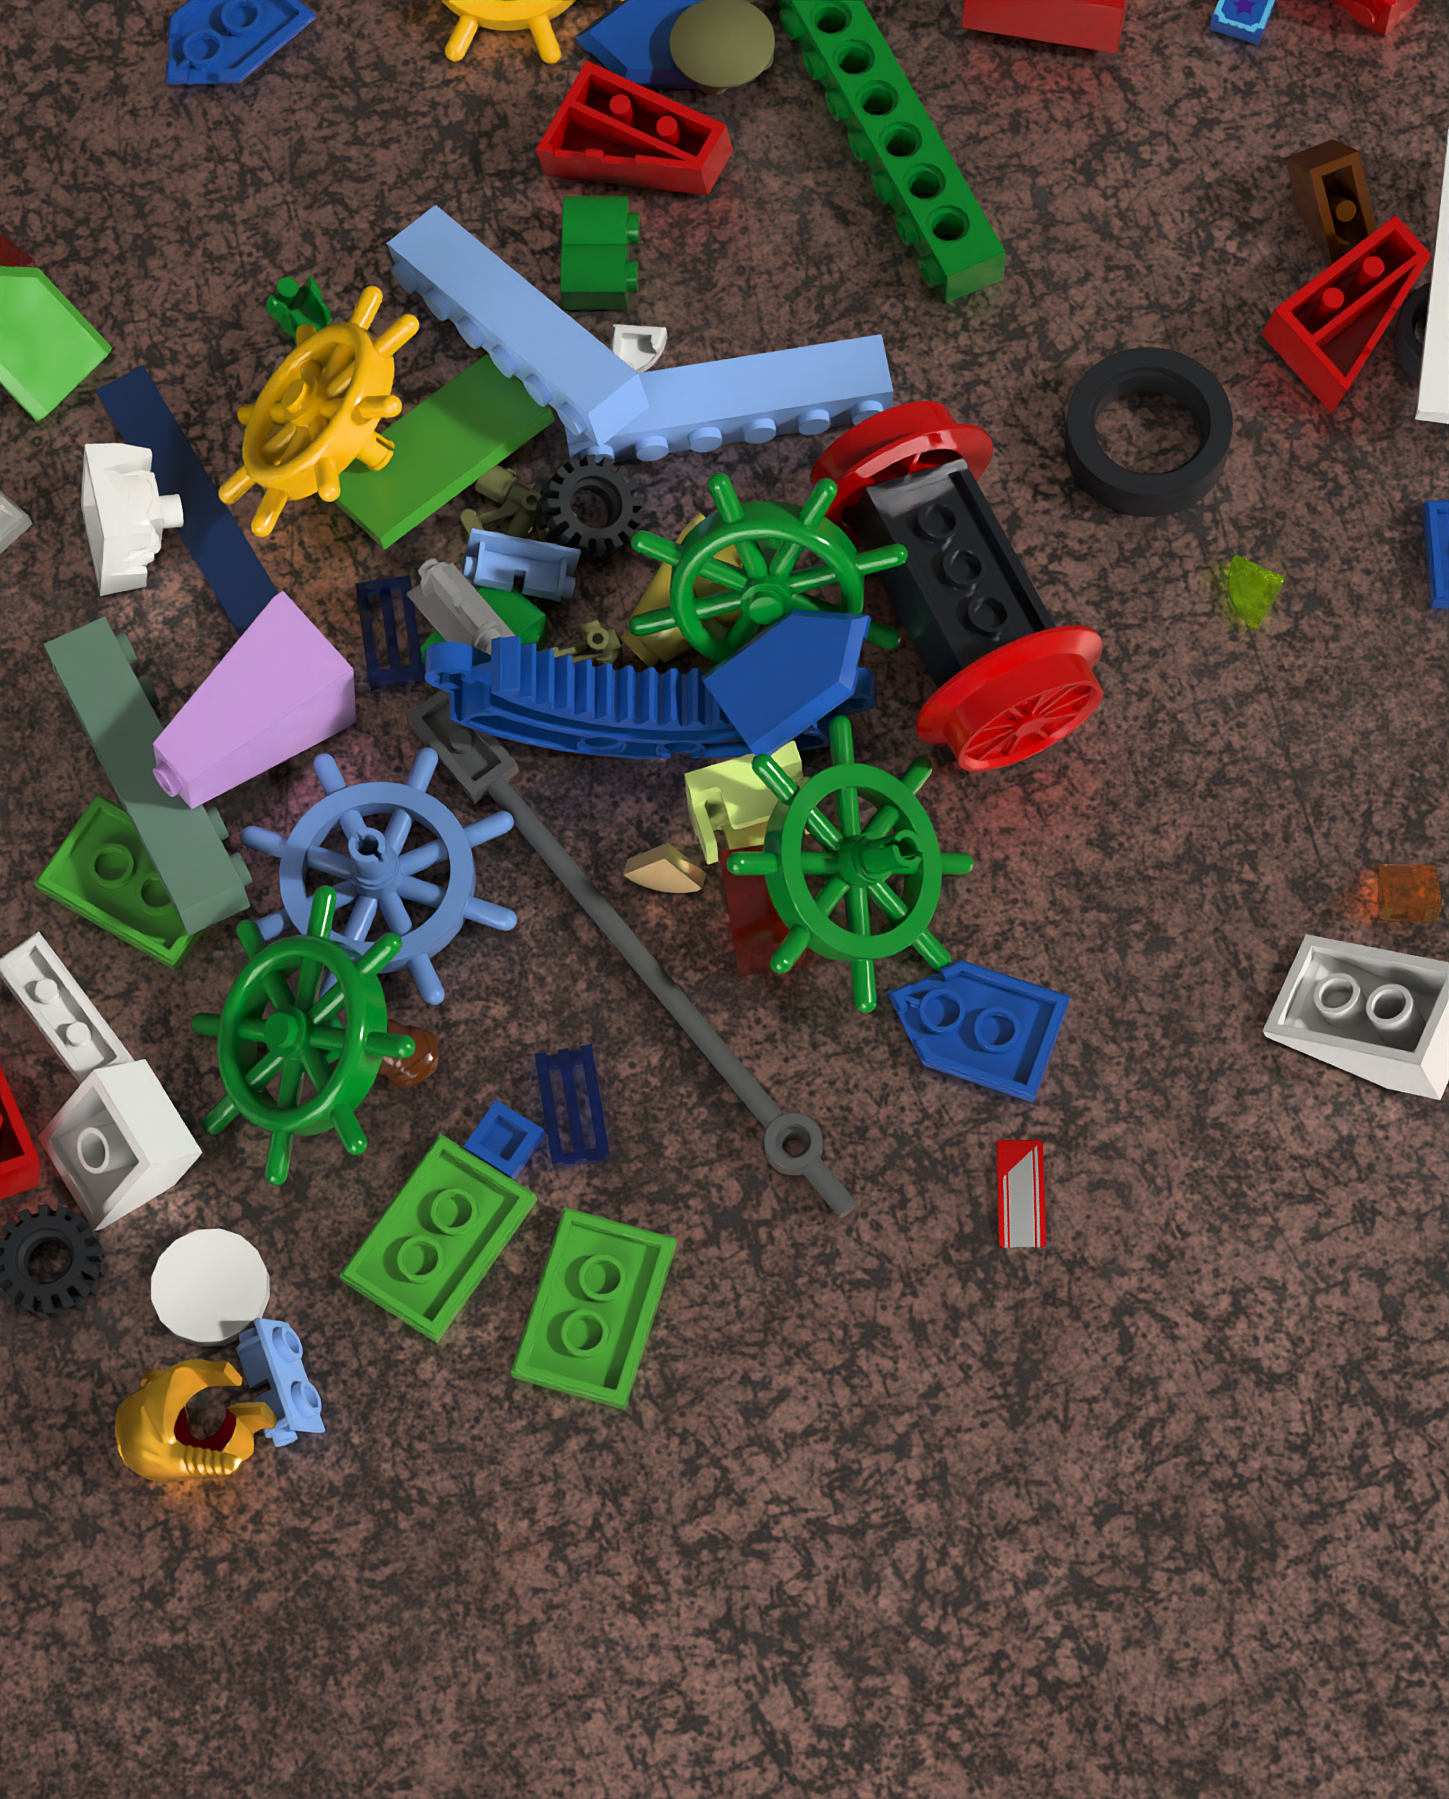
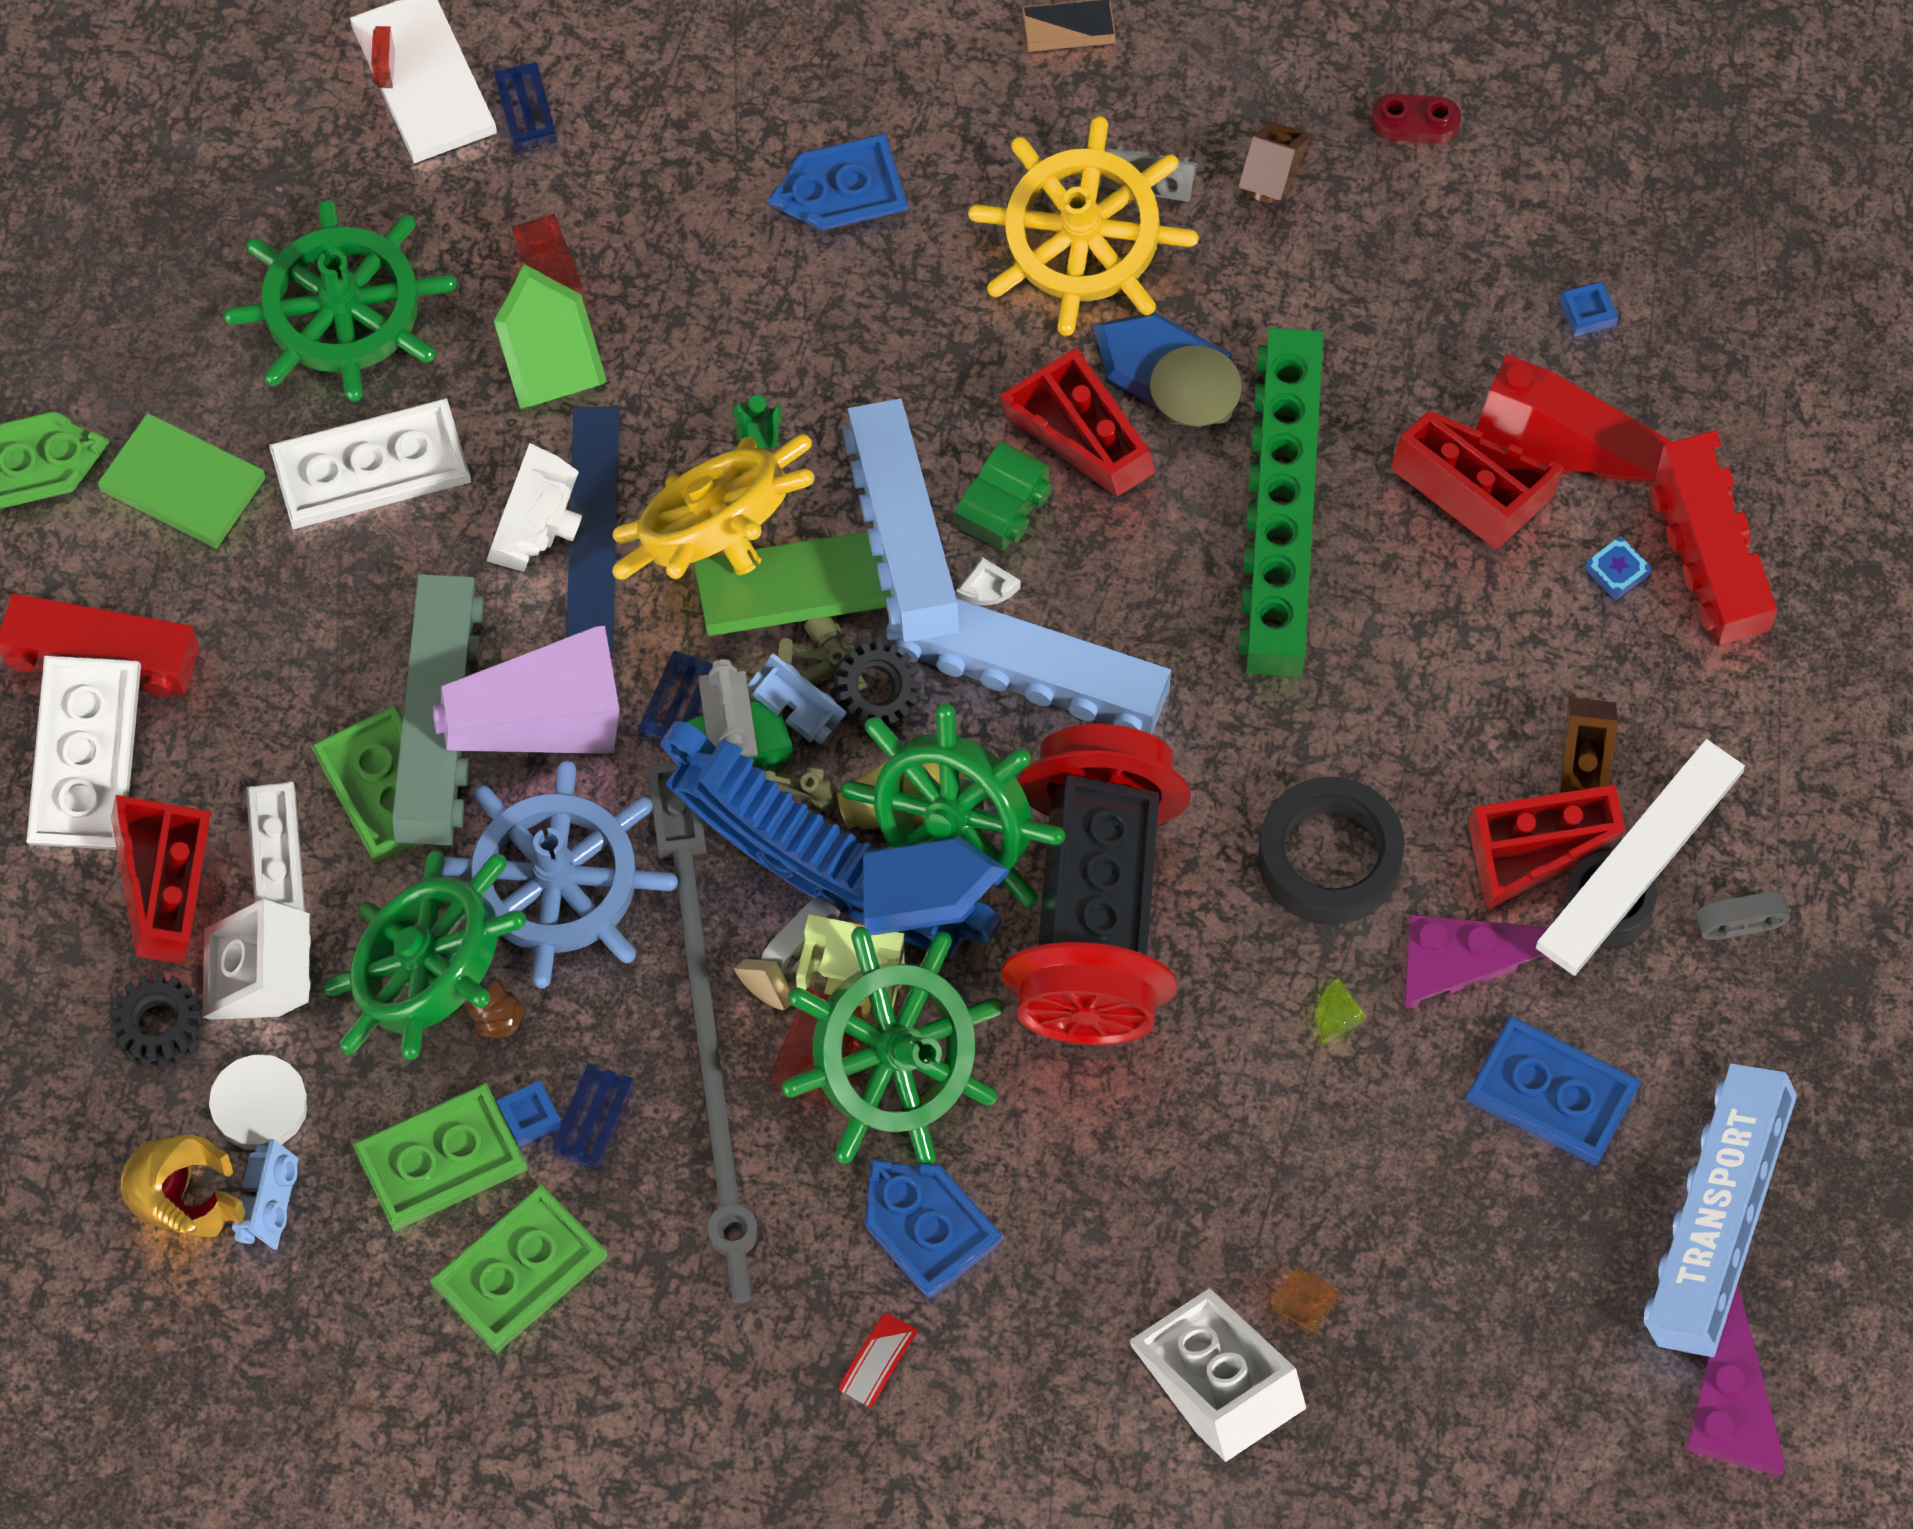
camera: 25 degrees right, 5 degrees down
(671, 802) = (789, 942): none -> light grey beam
(1331, 468) = (1456, 952): none -> magenta wing

